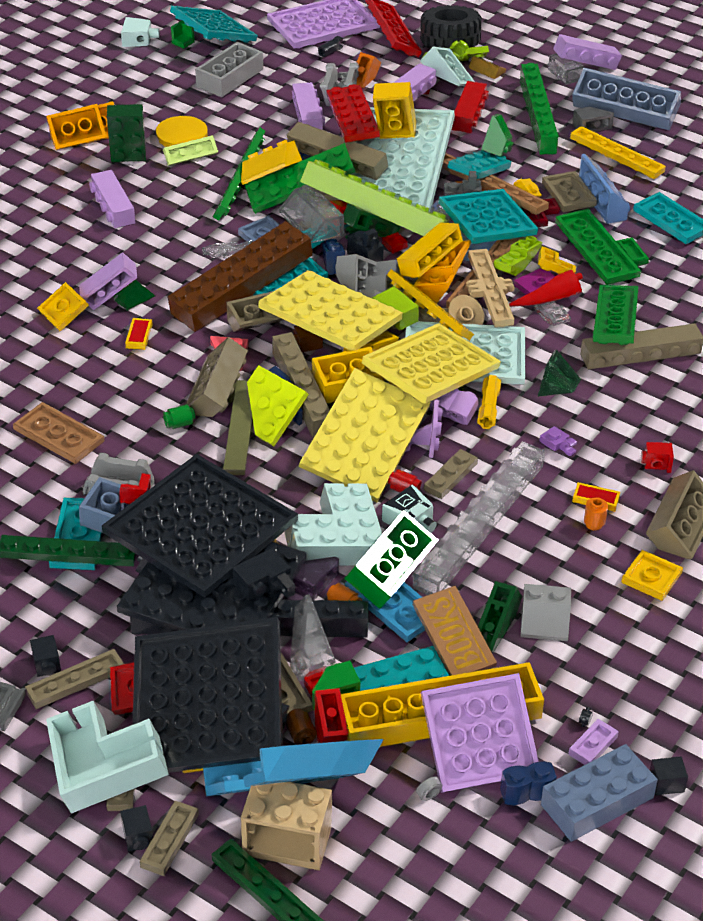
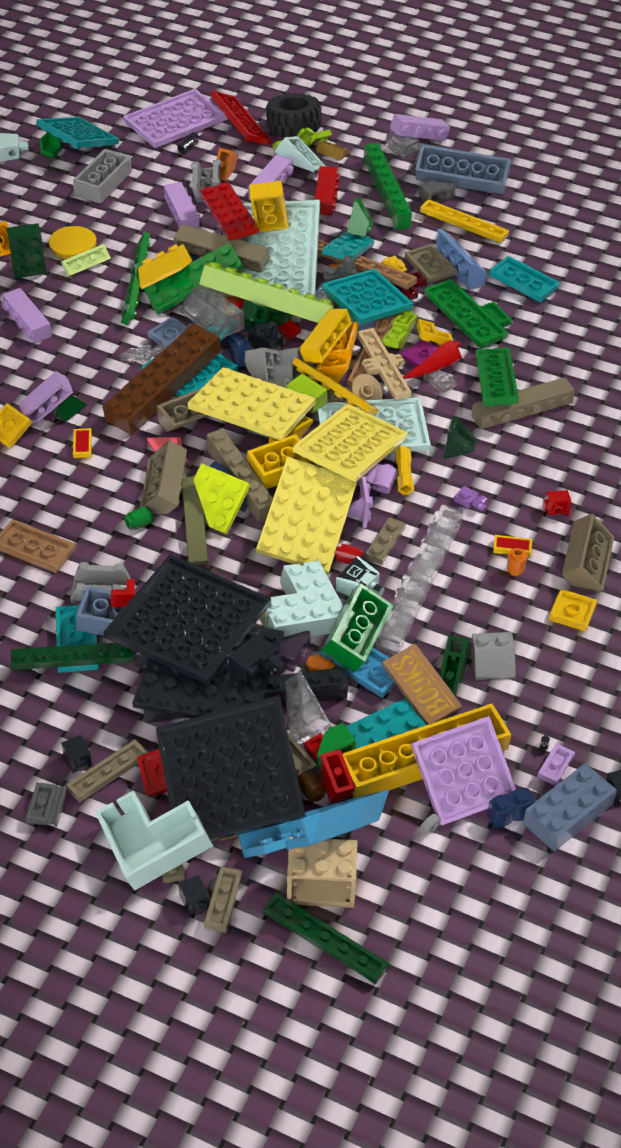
camera: 10 degrees left, 5 degrees up
(307, 340) = (233, 431): reddish brown brick -> none

